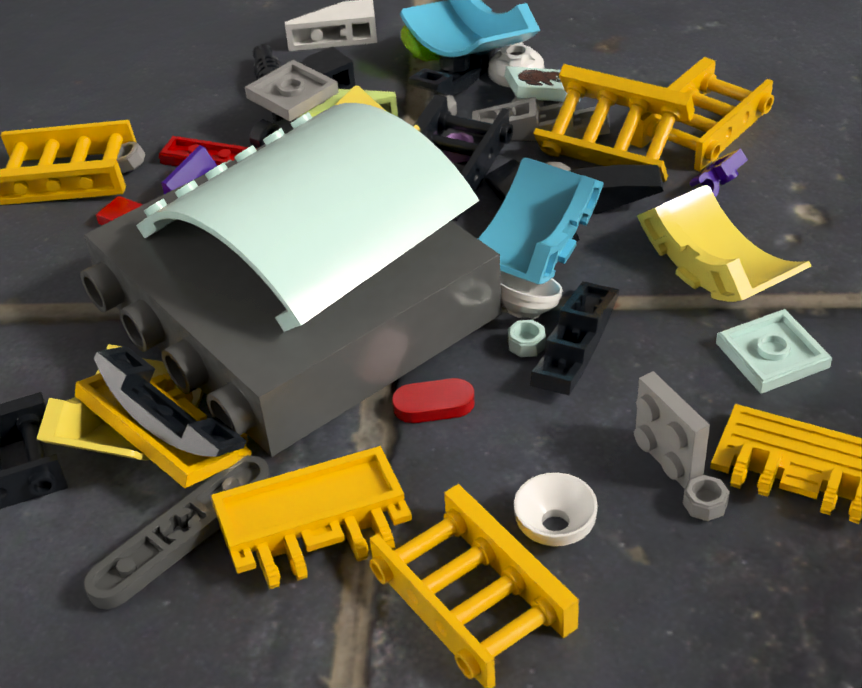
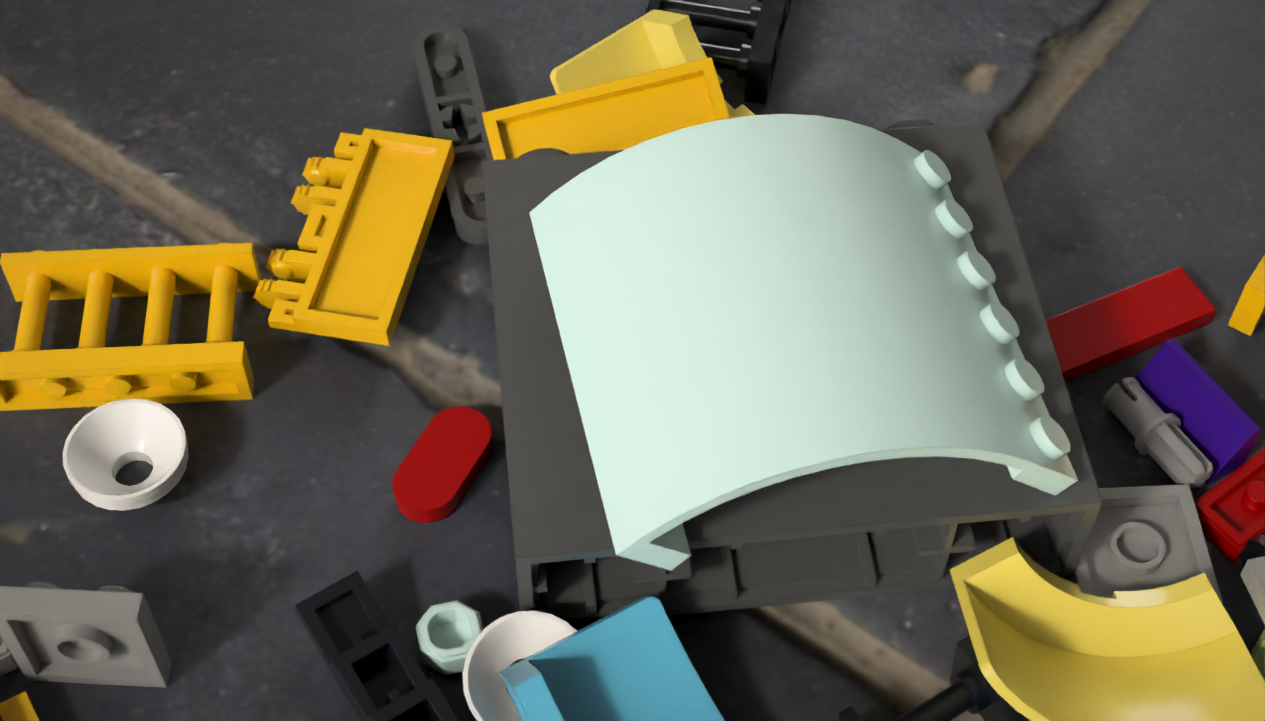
camera: 120 degrees right, 10 degrees up
(129, 381) = (605, 116): black slope -> none

